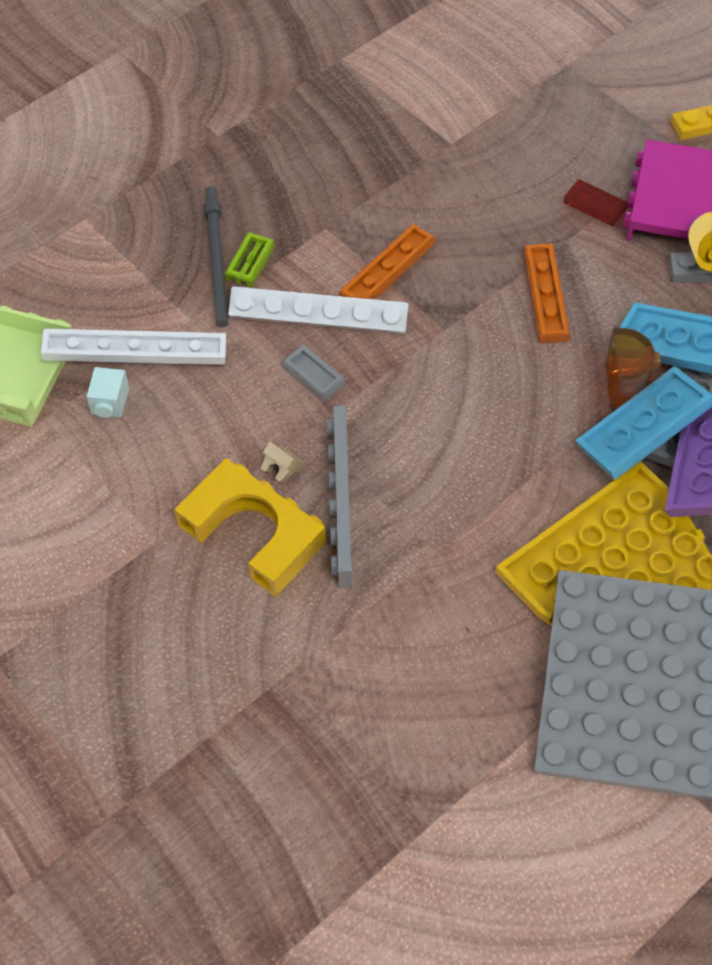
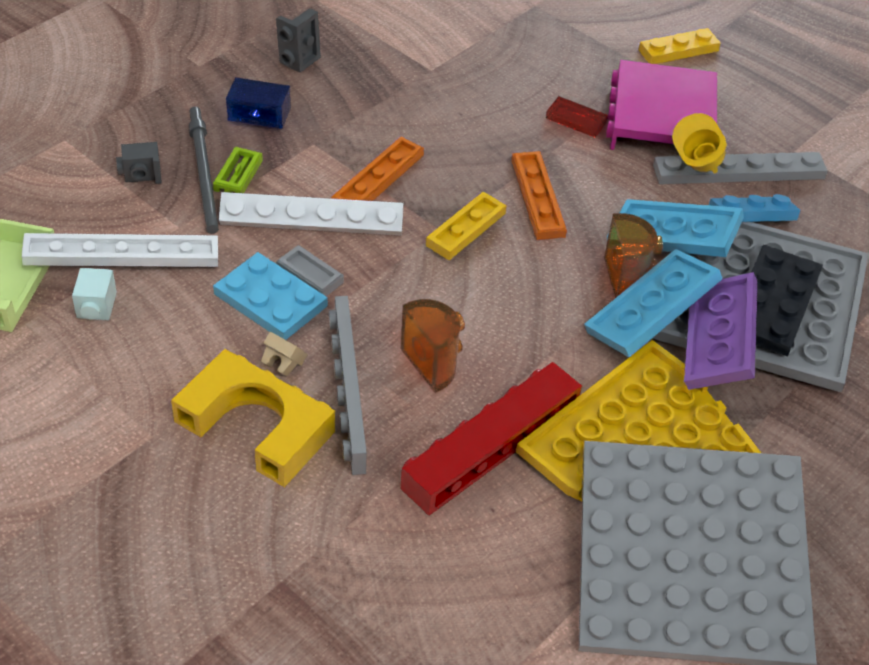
camera: 10 degrees left, 10 degrees down
(155, 249) = (139, 162): none -> dark grey brick
(274, 398) = (270, 296): none -> medium azure plate
(280, 184) = (258, 103): none -> clear blue brick
(317, 112) = (299, 40): none -> dark grey bracket
(424, 456) = (432, 340): none -> clear orange brick
(469, 327) = (465, 225): none -> yellow plate
(469, 558) = (486, 439): none -> red brick

